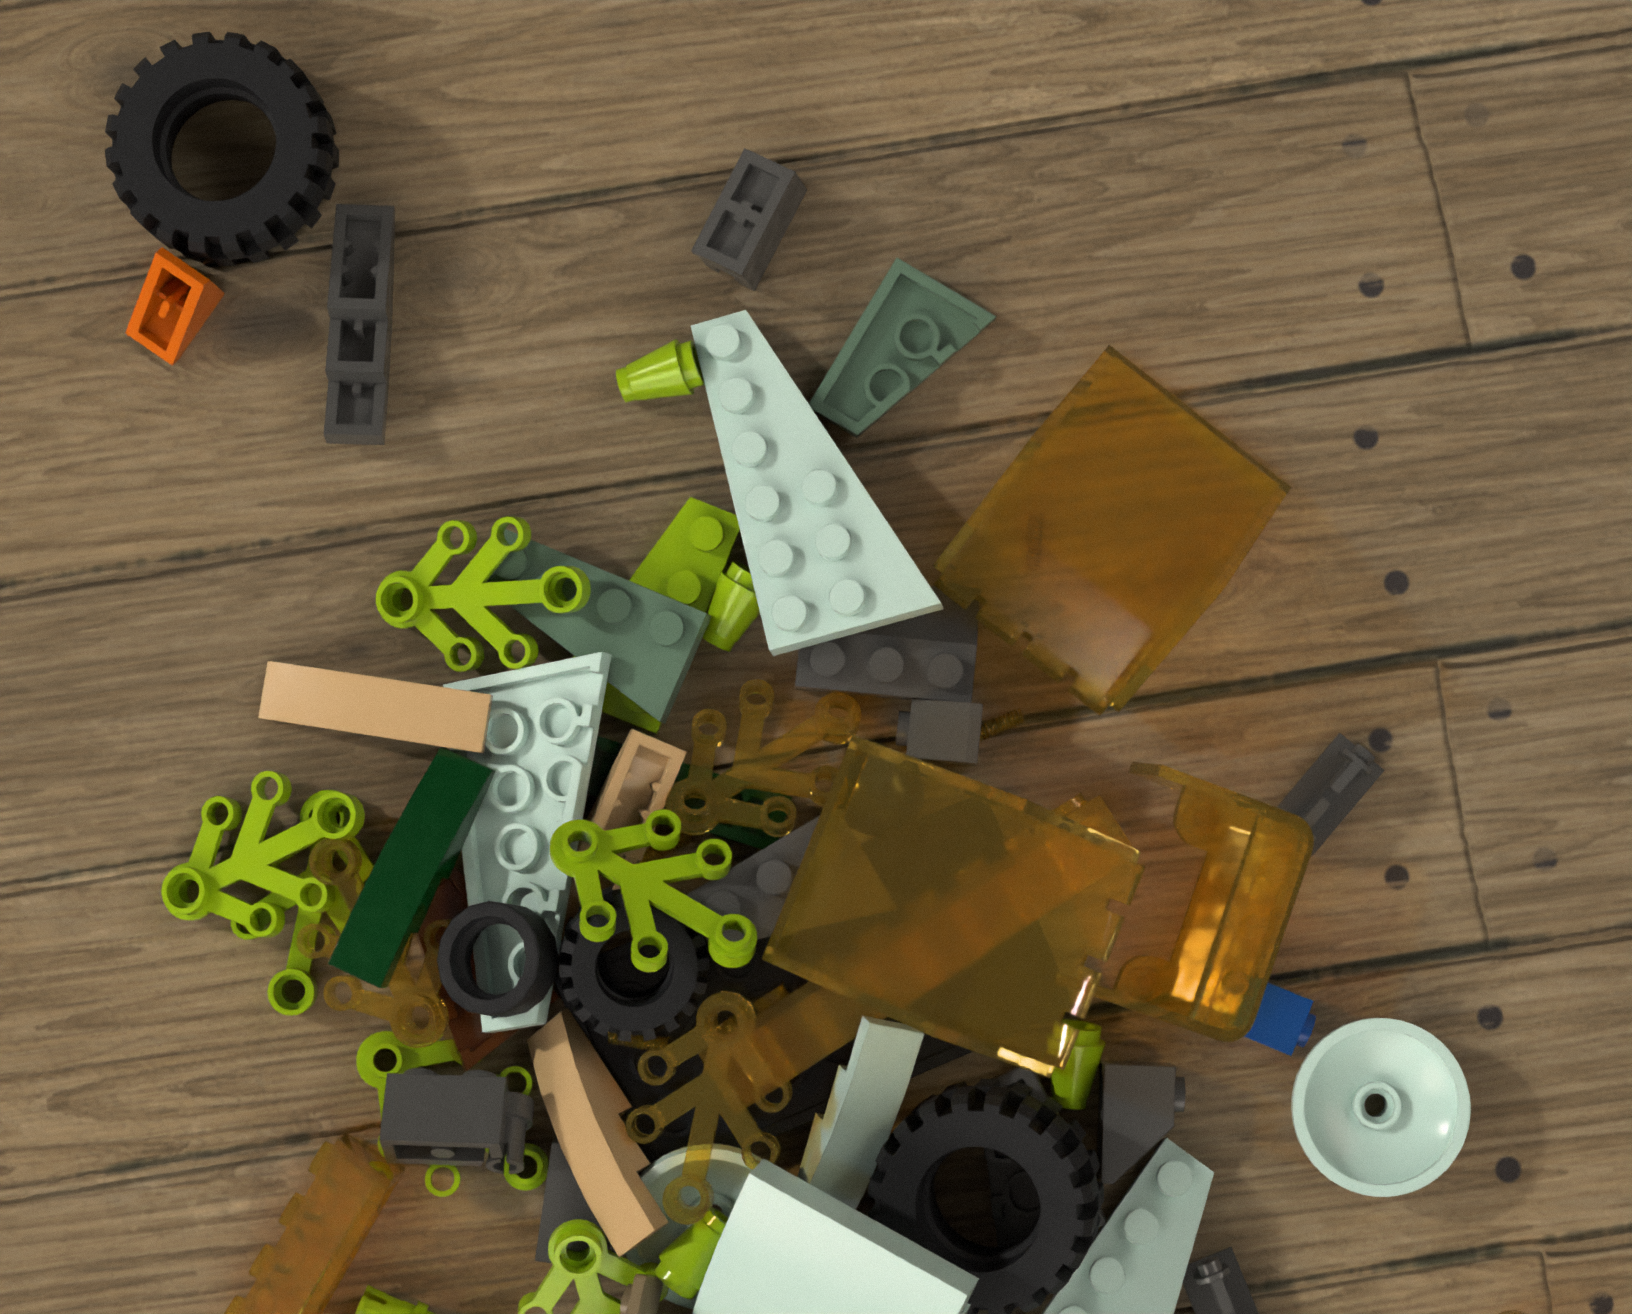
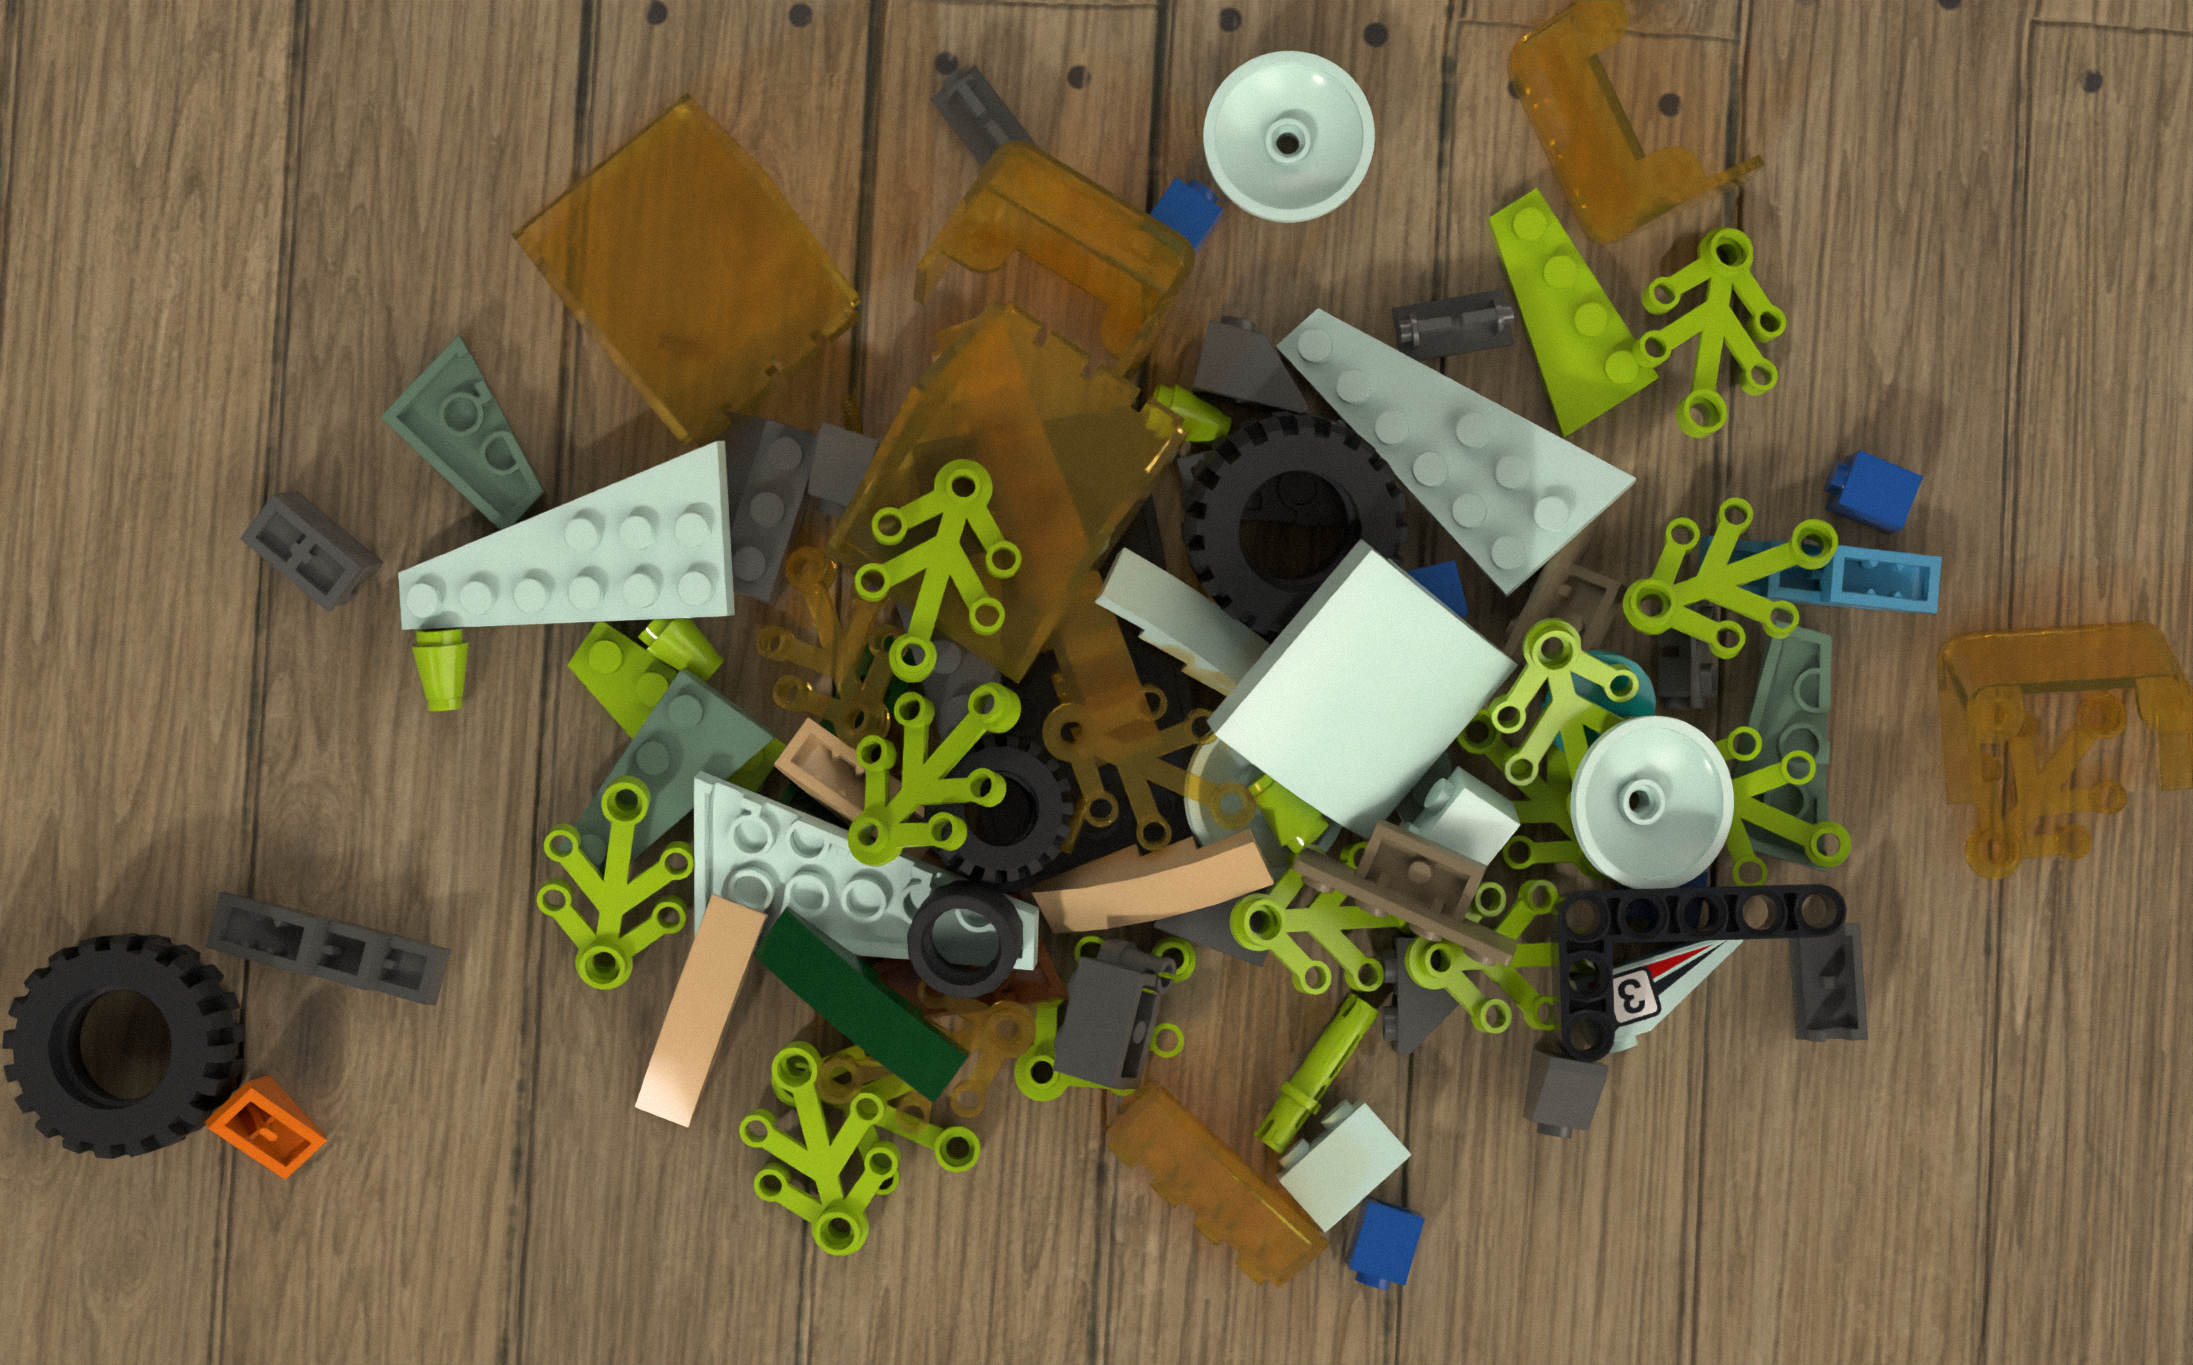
camera: 80 degrees left, 0 degrees up
(870, 856) = (941, 558): none -> lime plant

